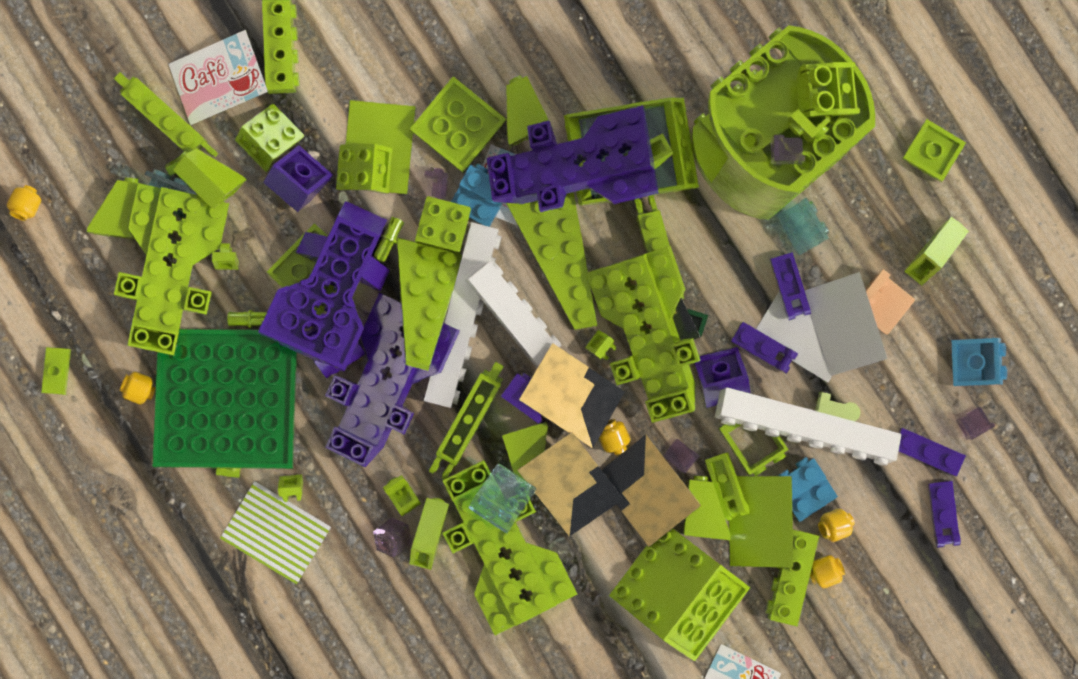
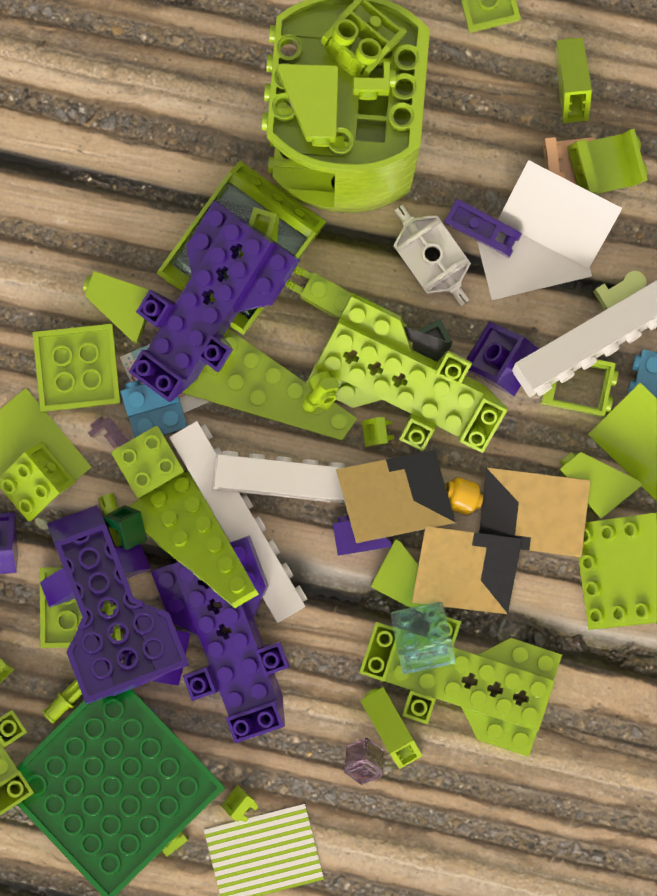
camera: 50 degrees left, 0 degrees up
(137, 387) = (29, 850): yellow head -> none
(393, 250) = (129, 524): none -> dark green panel
(401, 495) = (337, 718): lime bracket -> none
(468, 419) = (329, 601): lime hinge -> none
(592, 288) = (323, 392): none -> lime plate
(680, 456) = (533, 456): panel -> none
(727, 486) = (595, 443): lime plate -> none
(732, 287) = (434, 276): none -> white plate
(760, 98) = (313, 99): none -> lime slope
(763, 347) = (510, 299): dark purple plate -> none
(786, 150) = (377, 120): panel -> none
(803, 226) = (444, 168): clear light blue bracket -> none
(907, 323) = (608, 163): none -> lime panel

